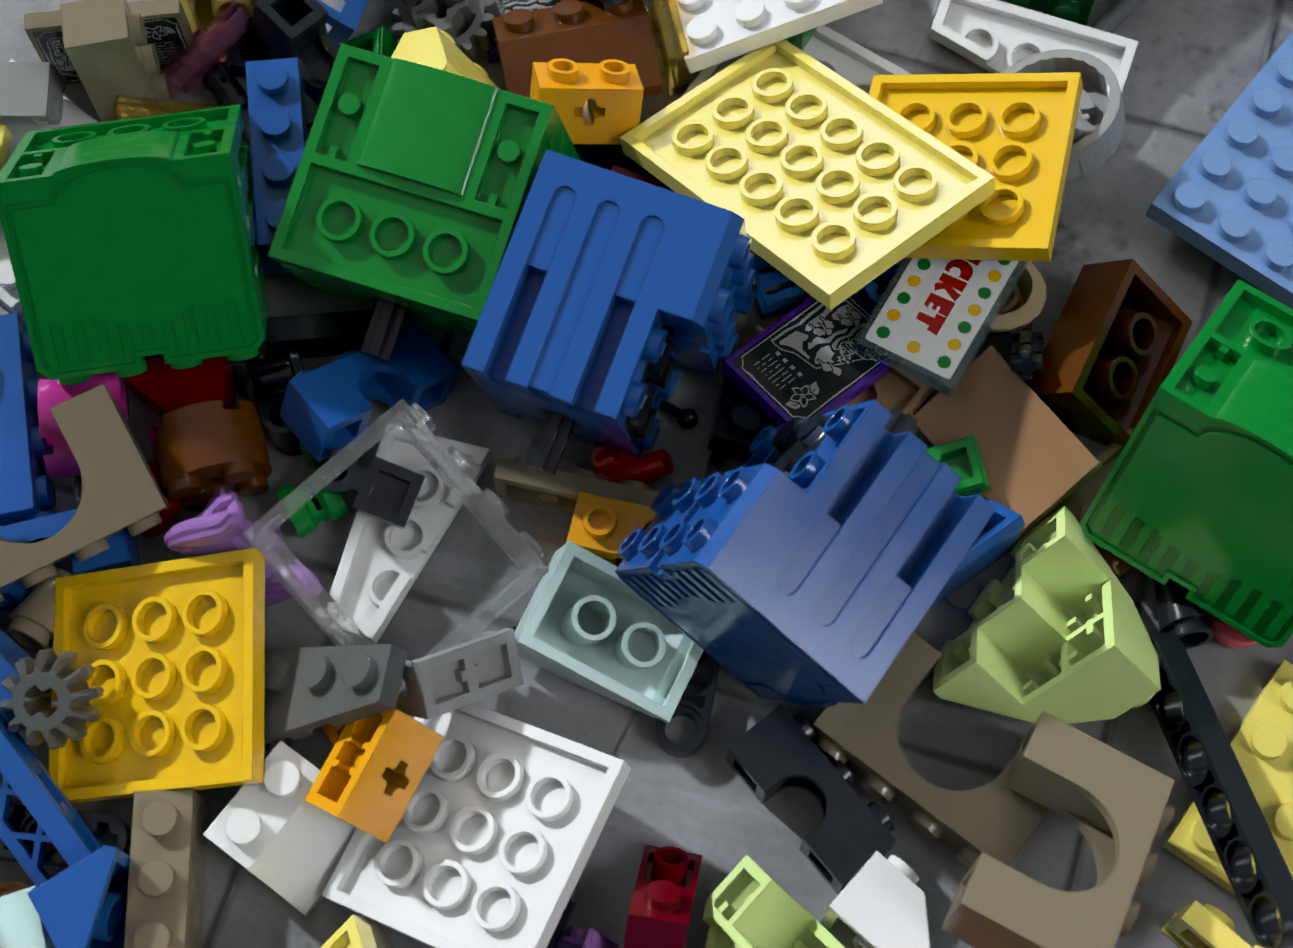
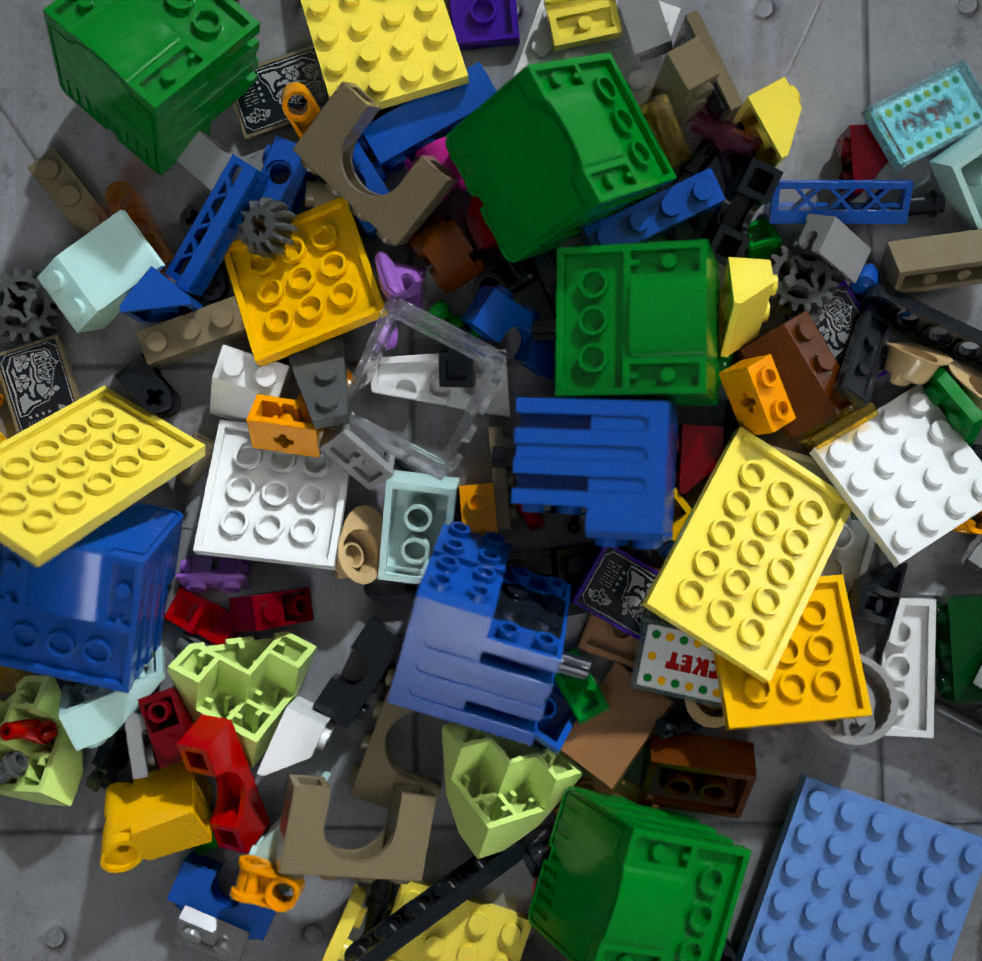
camera: 70 degrees right, 20 degrees up
(611, 730) = (360, 546): none -> tan piece
(914, 49) = (877, 593): none -> black wing
(1188, 885) = (378, 903): none -> black pin

